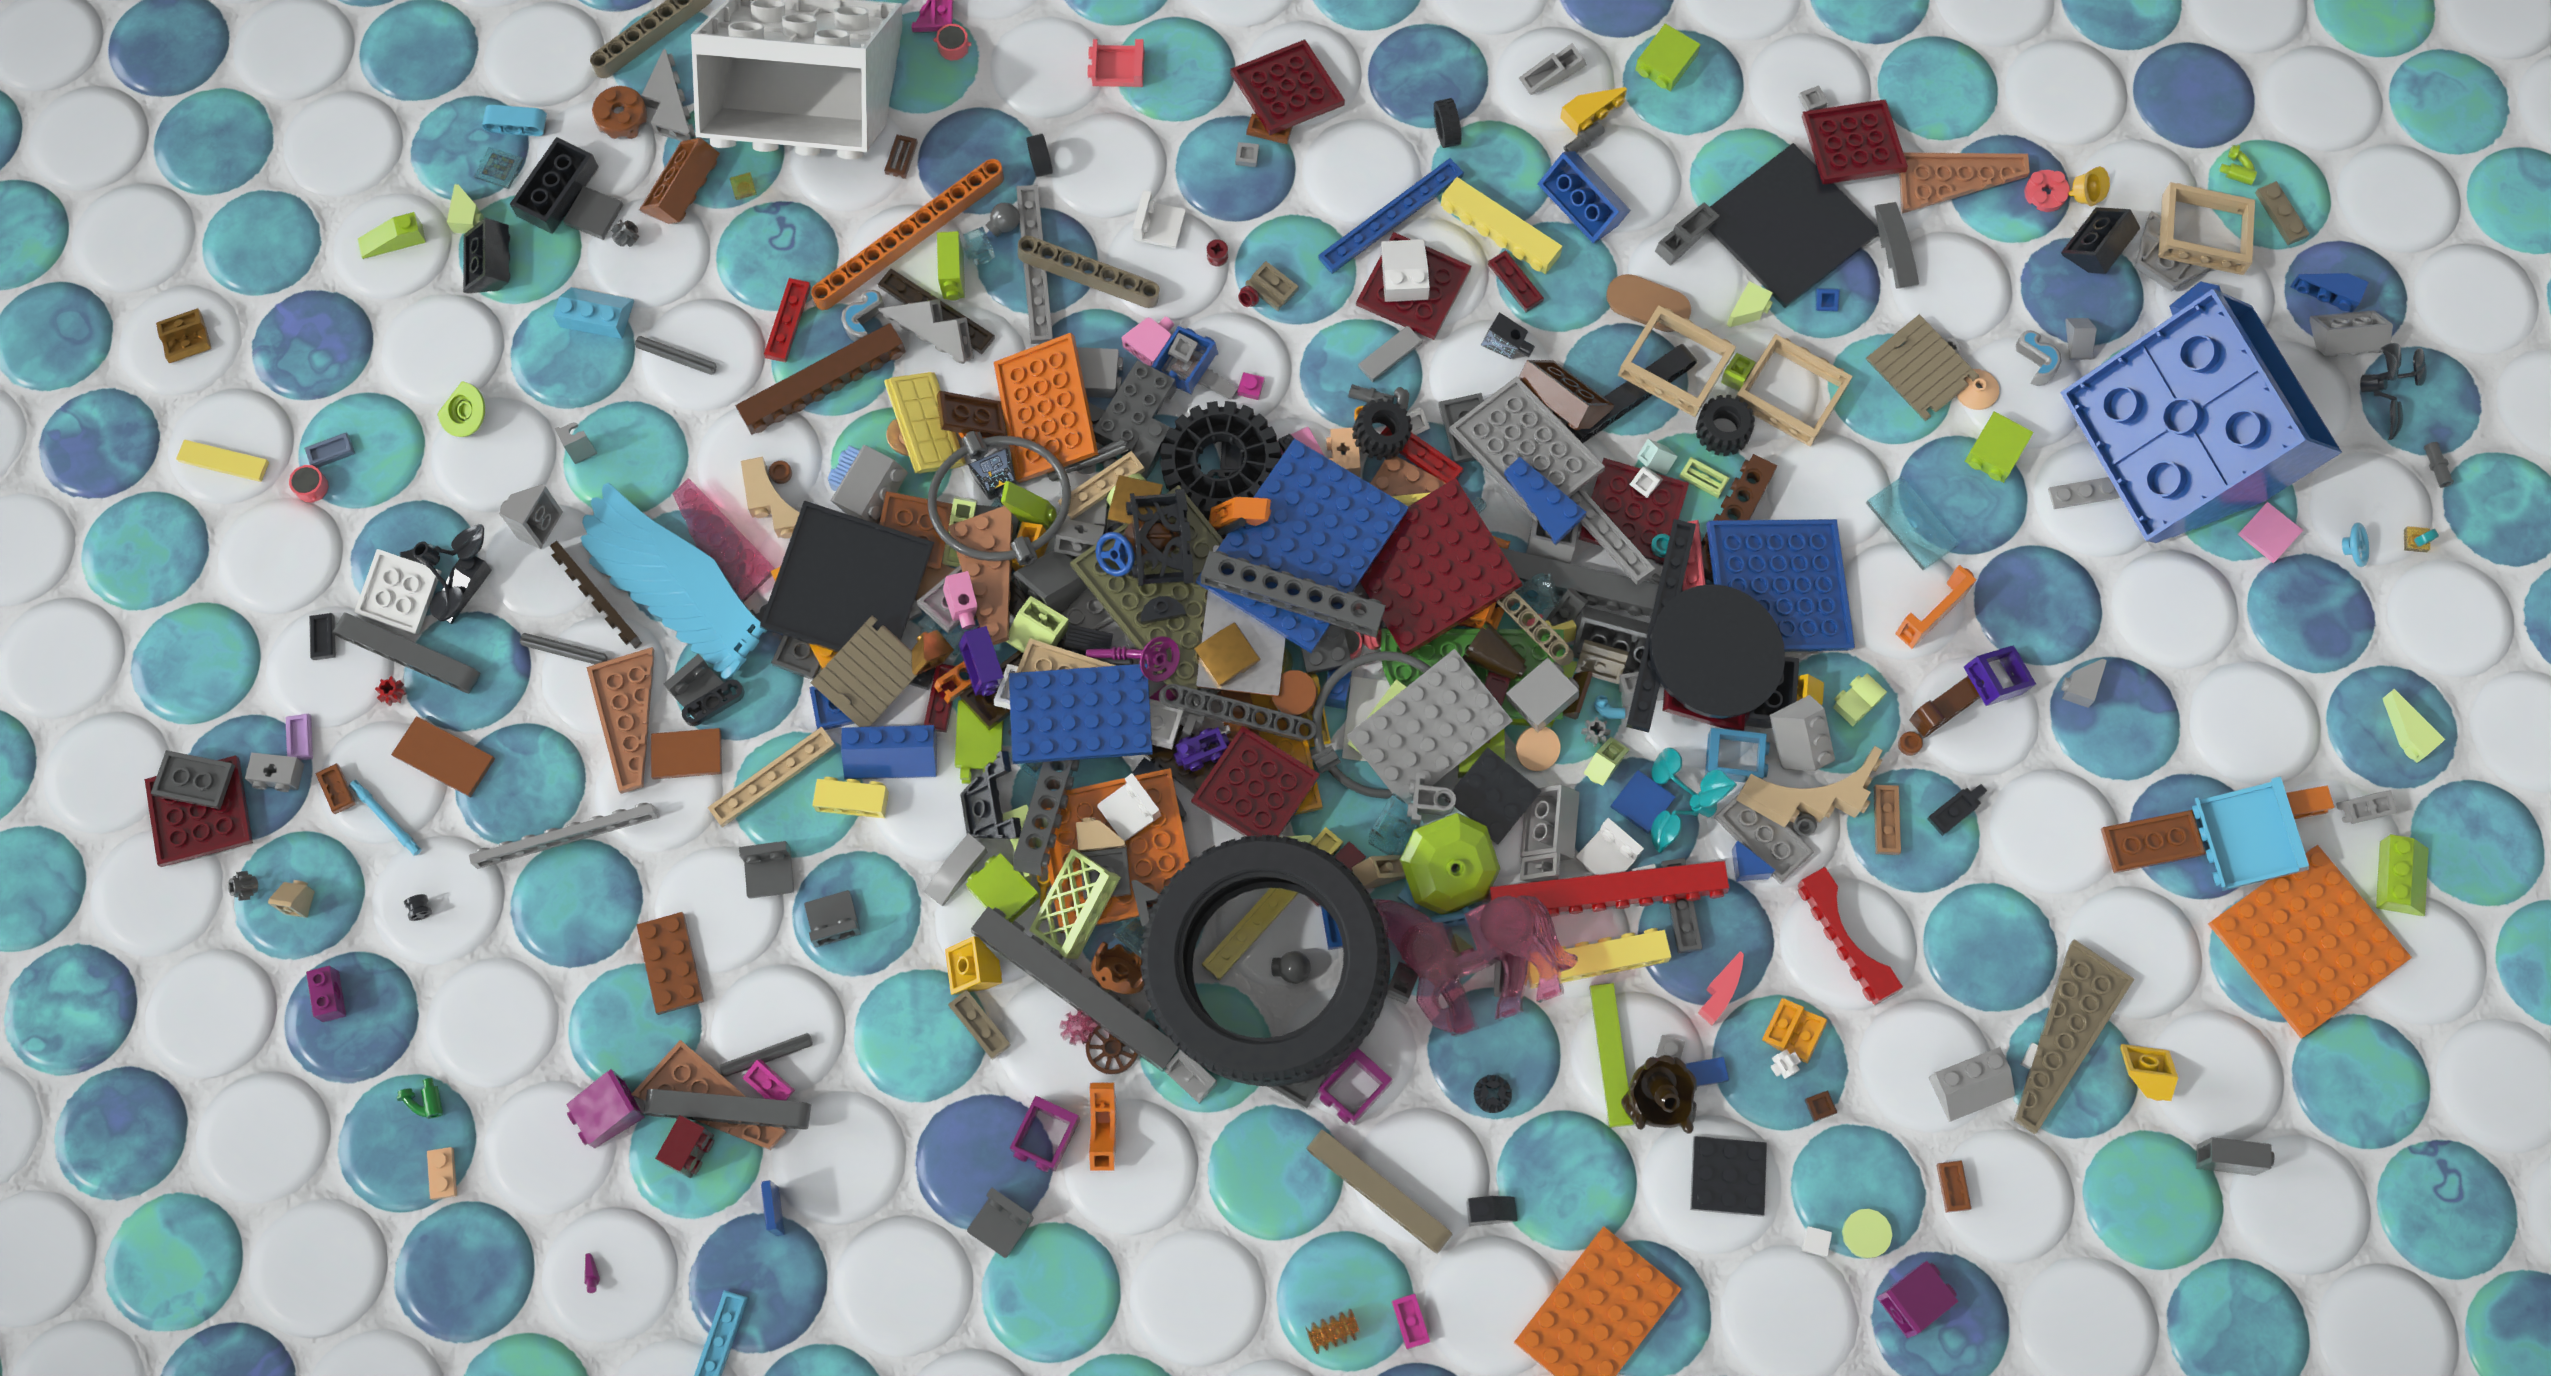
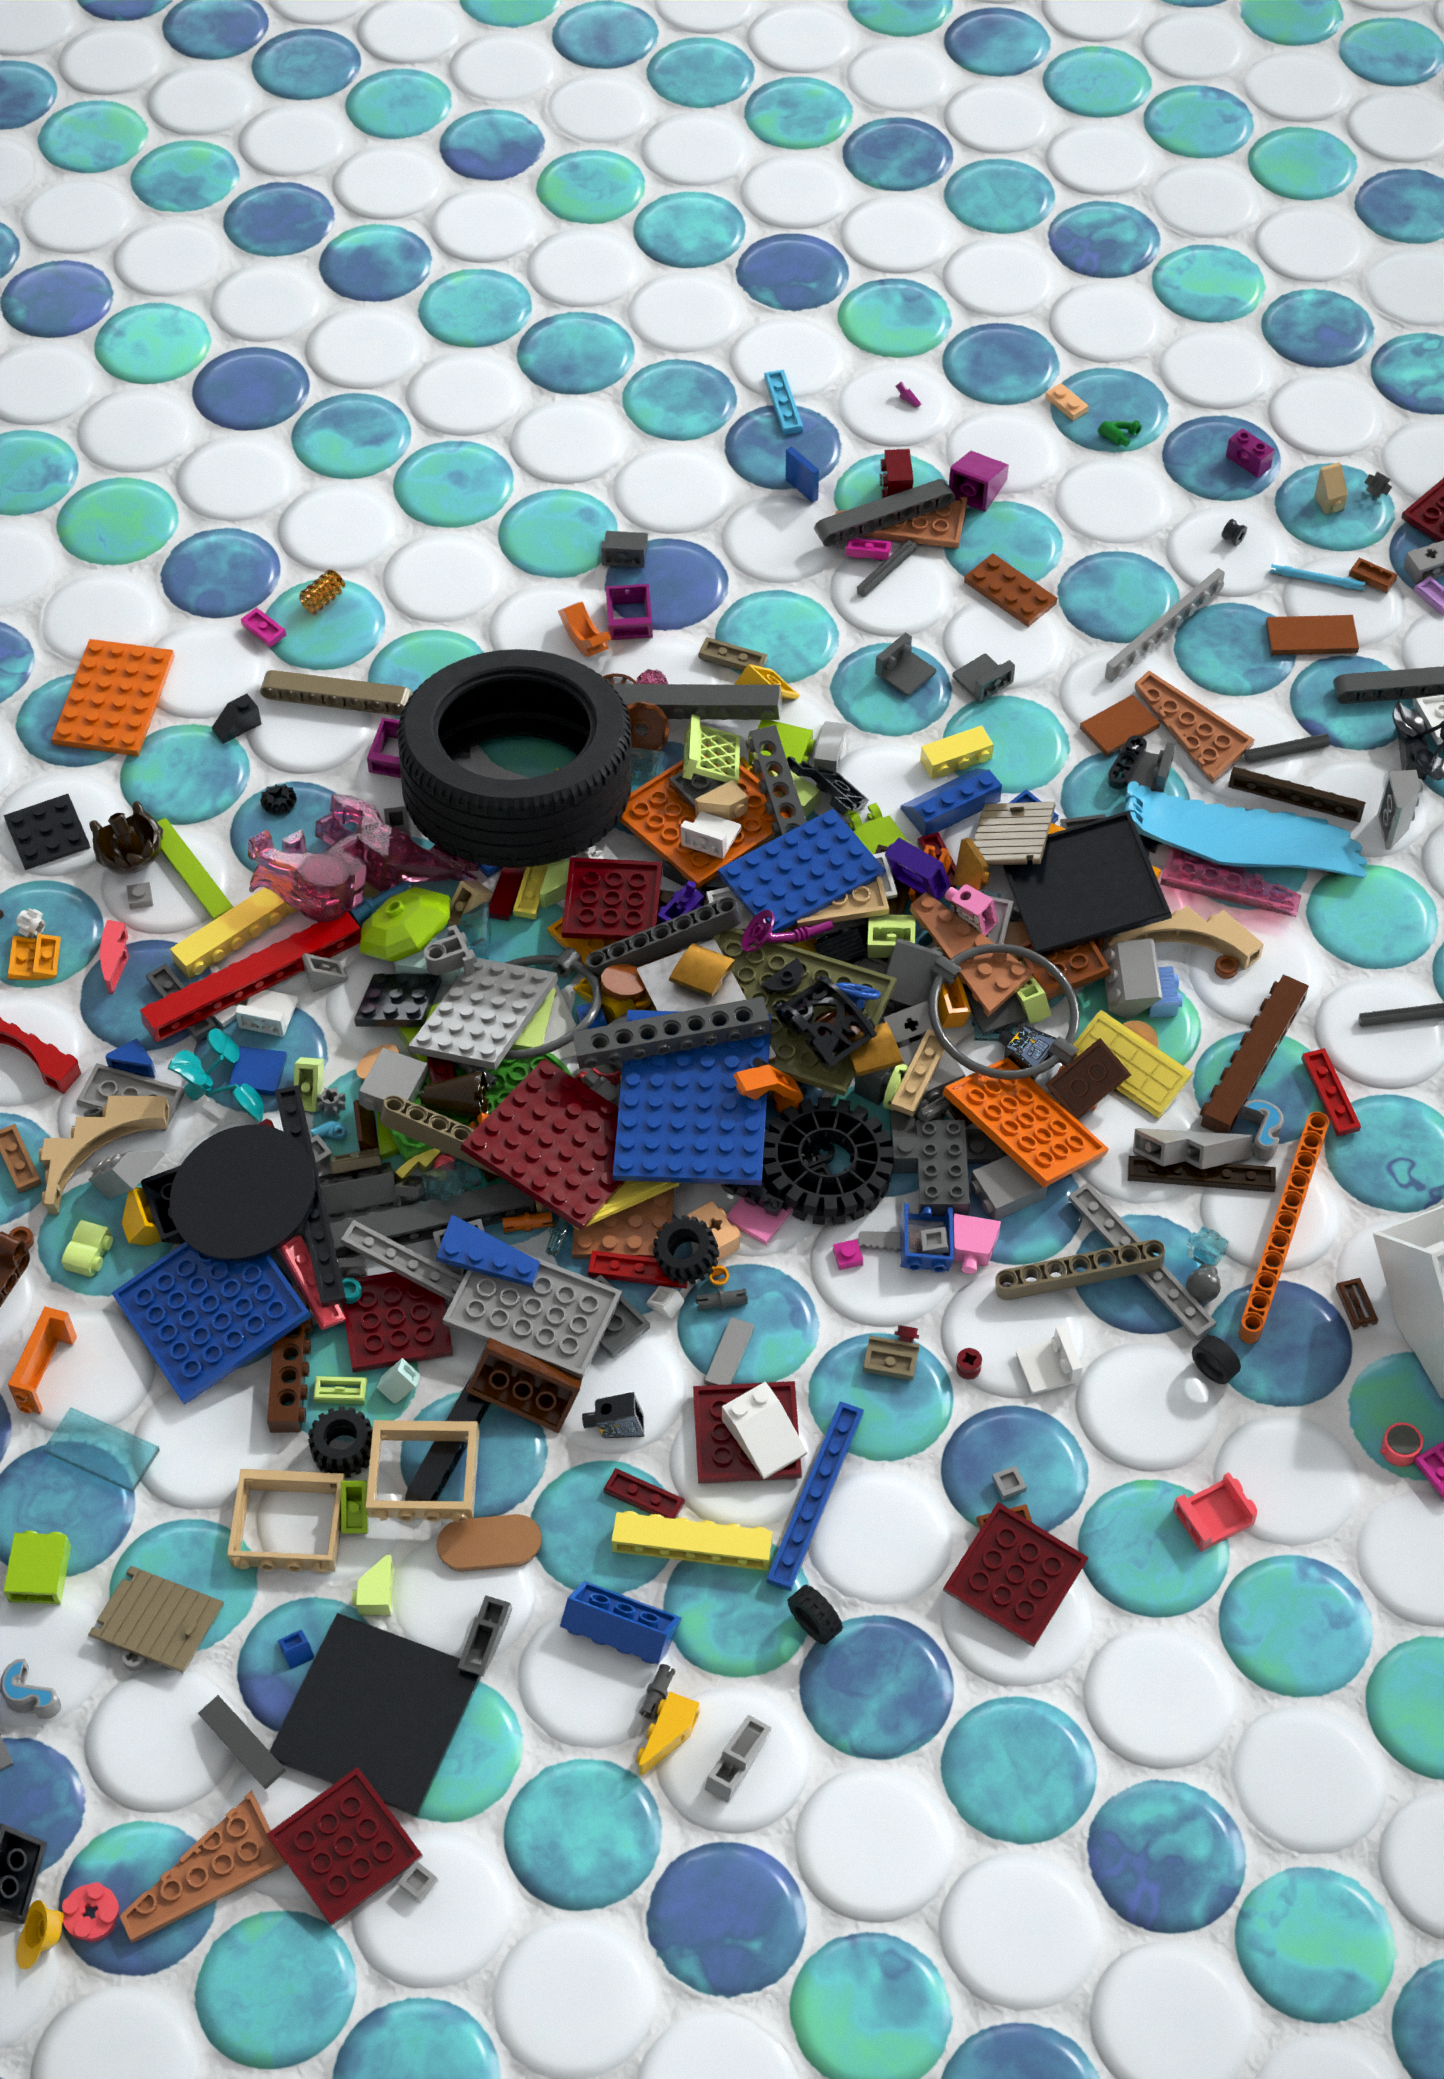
camera: 150 degrees right, 15 degrees down
(390, 691) = (1395, 652): red gear -> none
(576, 445) = (1420, 887): light grey hinge -> none
(771, 777) = (1034, 739): tan plate -> none
(950, 265) = (1216, 1204): lime brick -> none
(1027, 505) = (974, 1021): lime slope -> none
(1144, 896) = (652, 780): dark grey slope -> none
(1402, 397) = (687, 1309): dark grey arm -> none
(1551, 823) = (332, 1008): light grey slope -> none
(1646, 481) = (395, 1345): white slope -> none
(1667, 57) = (614, 1842): lime brick -> none
(1709, 1071) = (102, 891): blue tile -> none
(1736, 775) = (175, 1128): dark azure window -> none
(1983, 397) = (76, 1640): light nougat dish -> none

